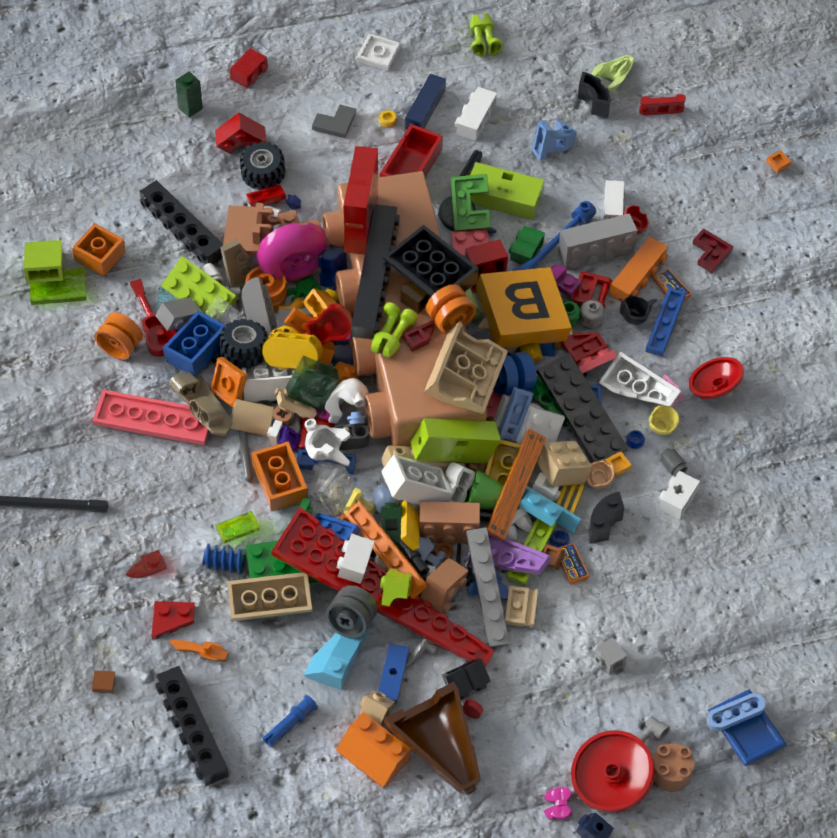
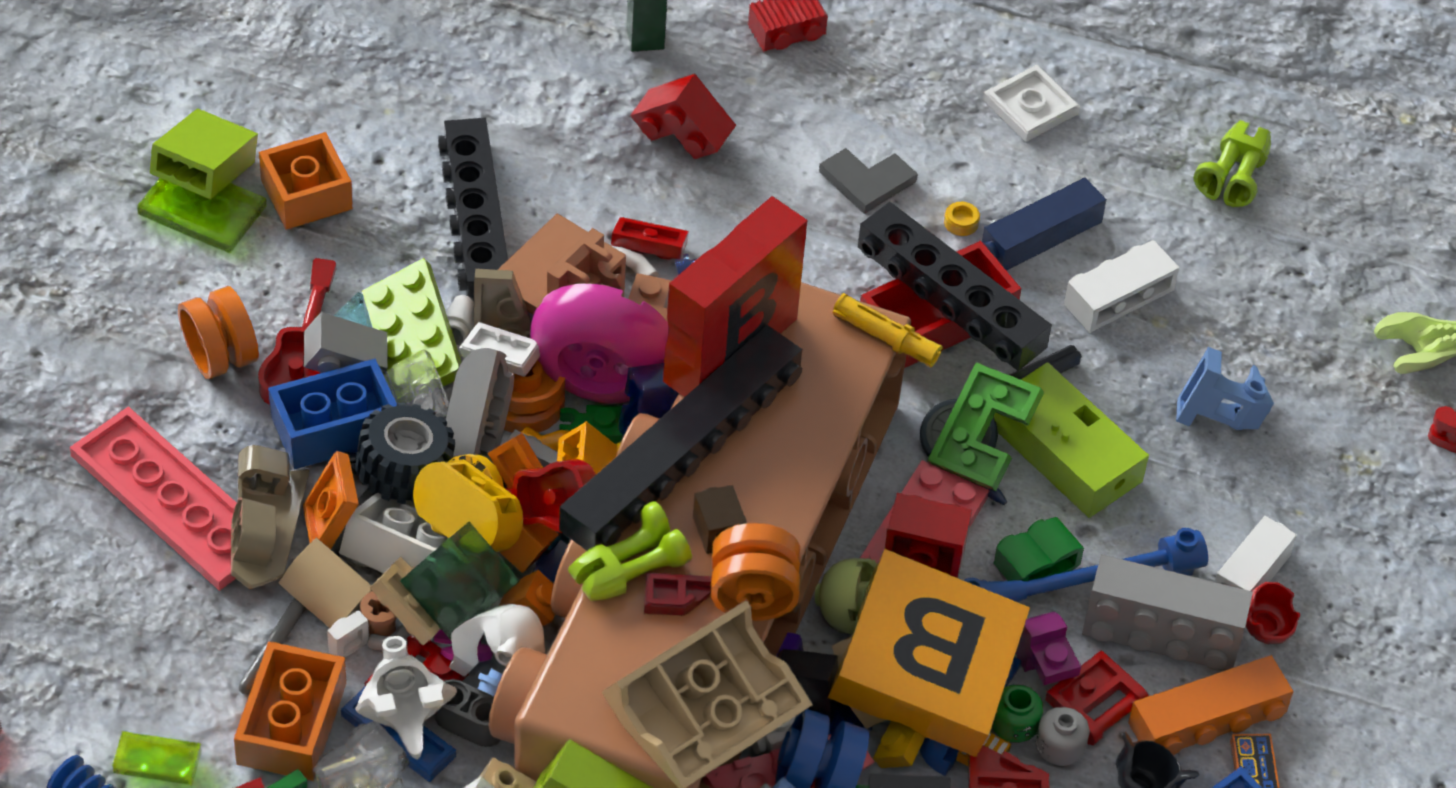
camera: 30 degrees right, 5 degrees down
(242, 276) = (520, 350): none -> white plate
(262, 165) = (681, 184): black wheel -> none
(288, 434) = (361, 656): dark purple plate -> none
(419, 148) = (954, 286): none -> black brick
(420, 181) = (900, 337): none -> yellow pin
(431, 262) = (786, 474): black slope -> none
(594, 94) = (1360, 358): black brick -> none
(715, 250) = (1386, 747): dark red plate -> none

